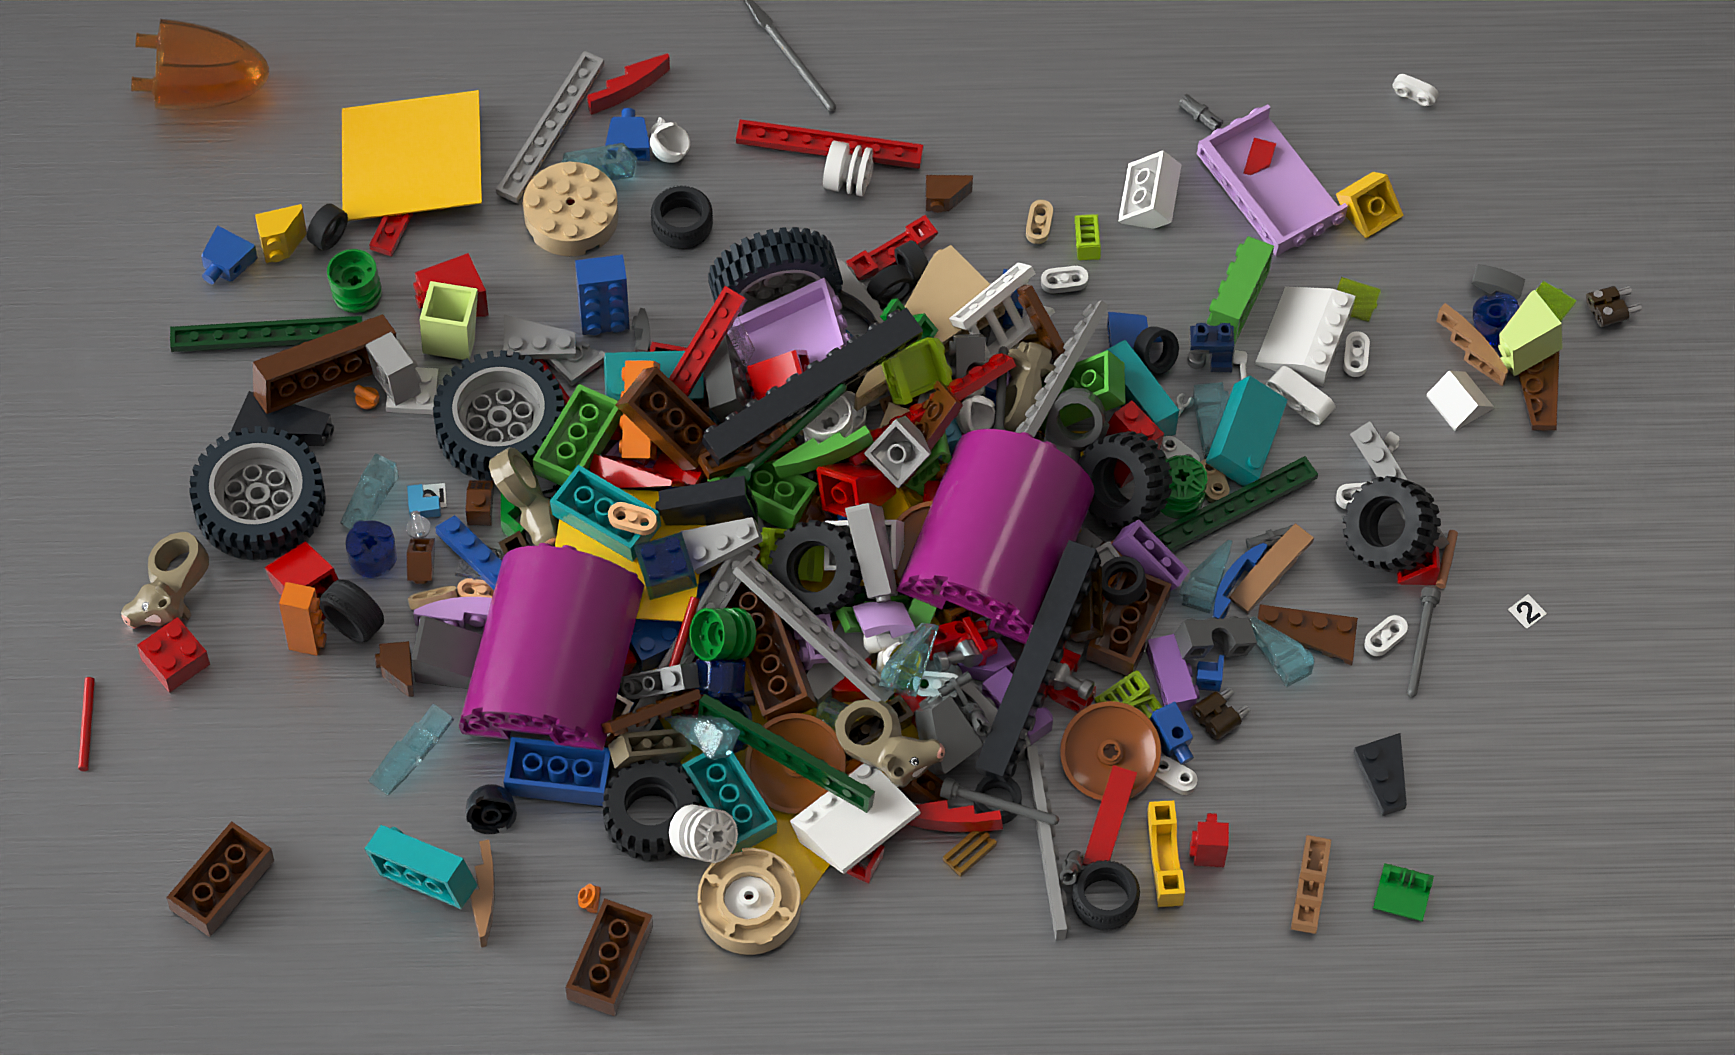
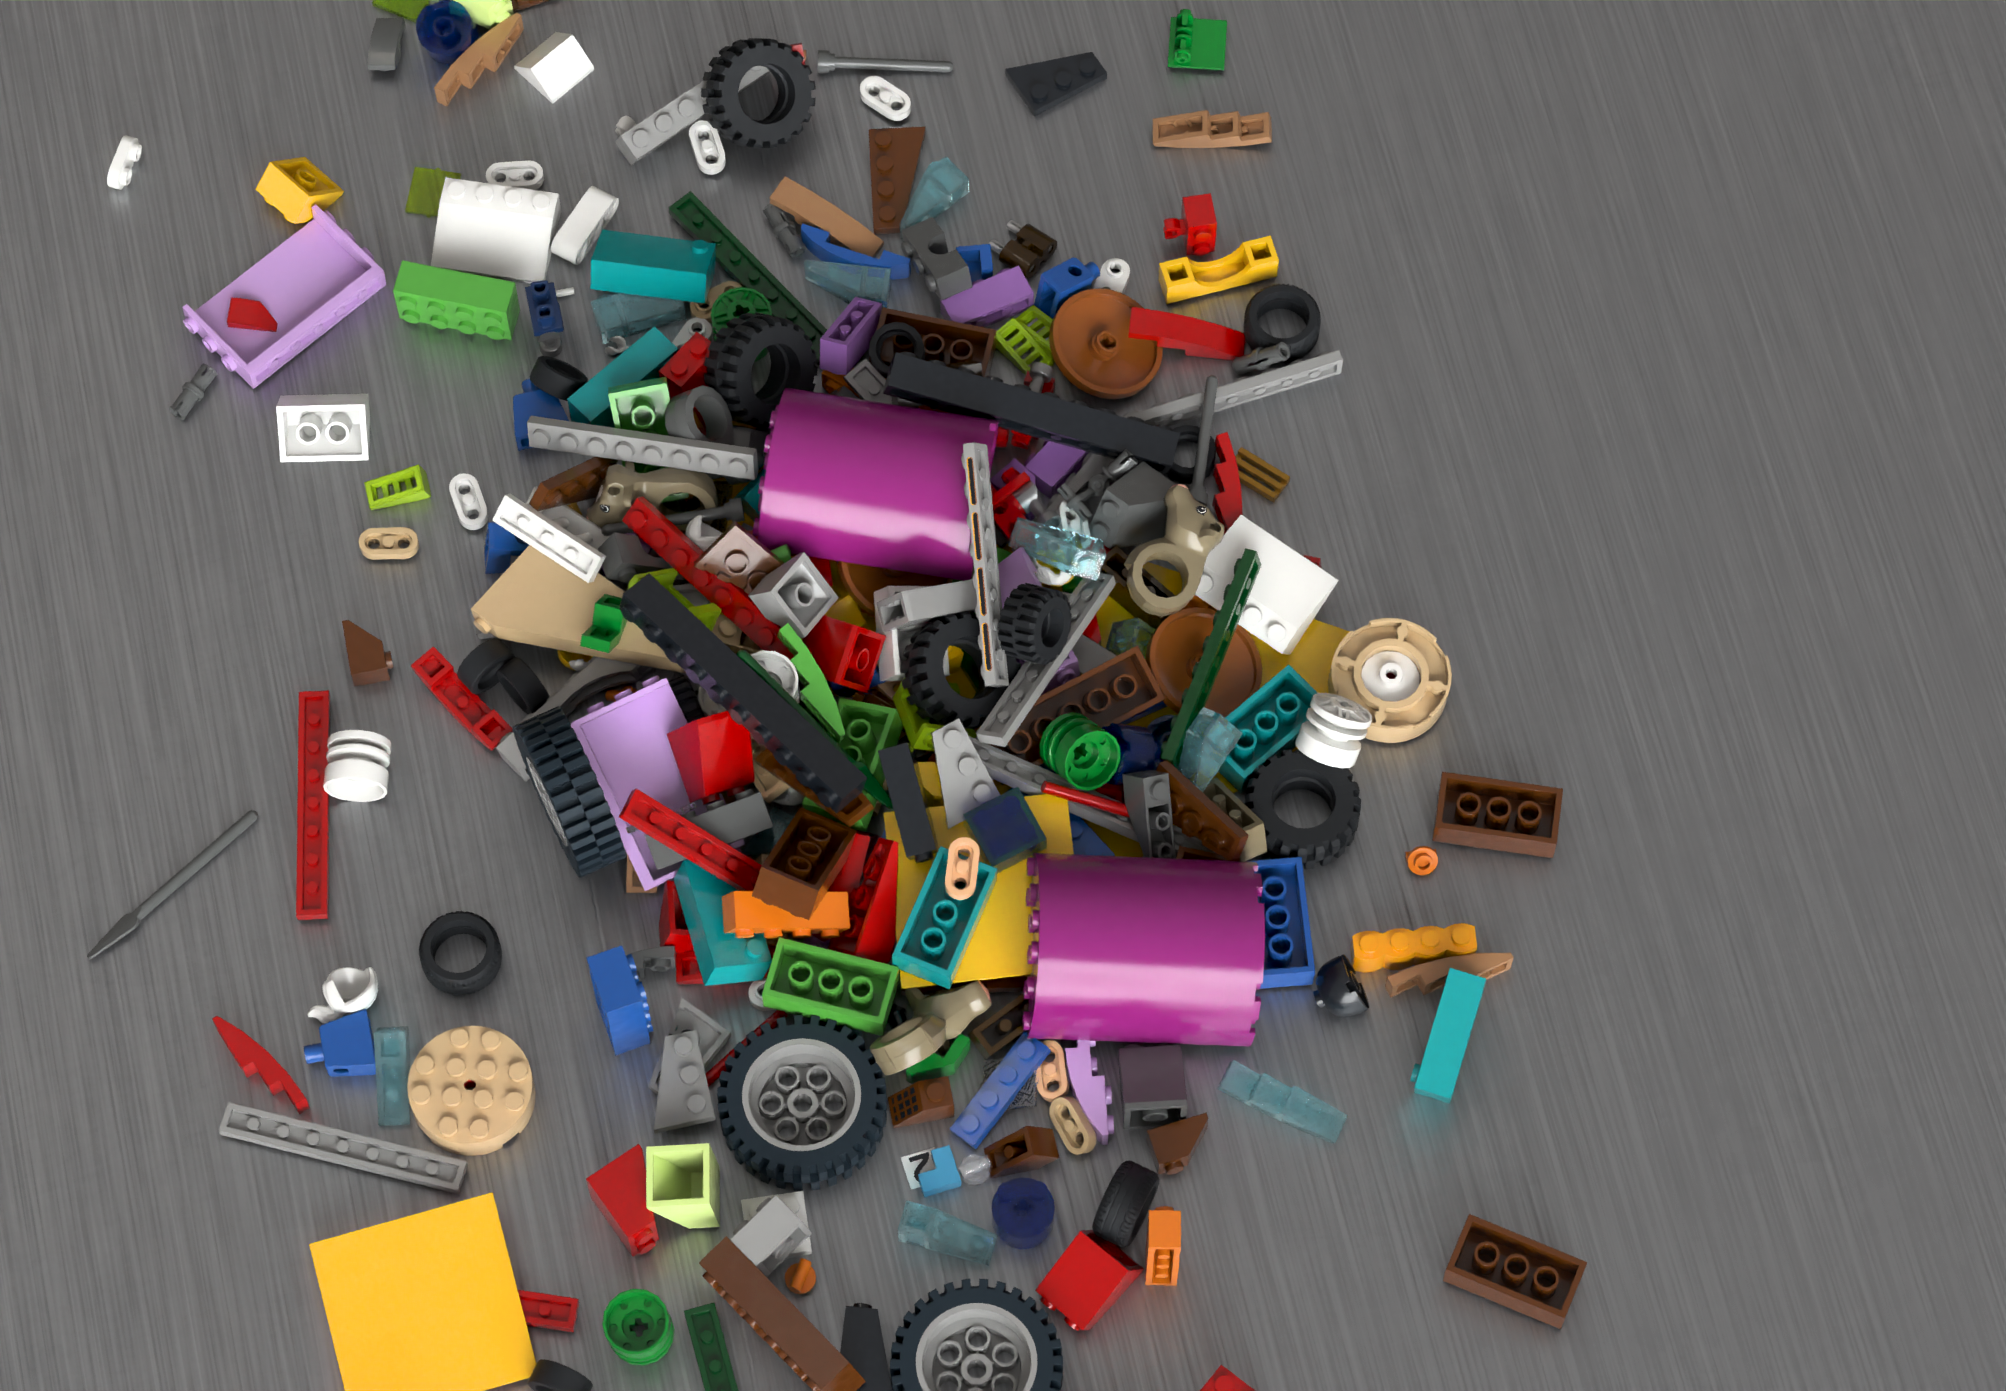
camera: 100 degrees left, 5 degrees up
(511, 871) = (1403, 947): none -> light orange brick
(833, 611) = (1034, 623): none -> black tyre
(886, 575) = (984, 554): none -> light grey plate

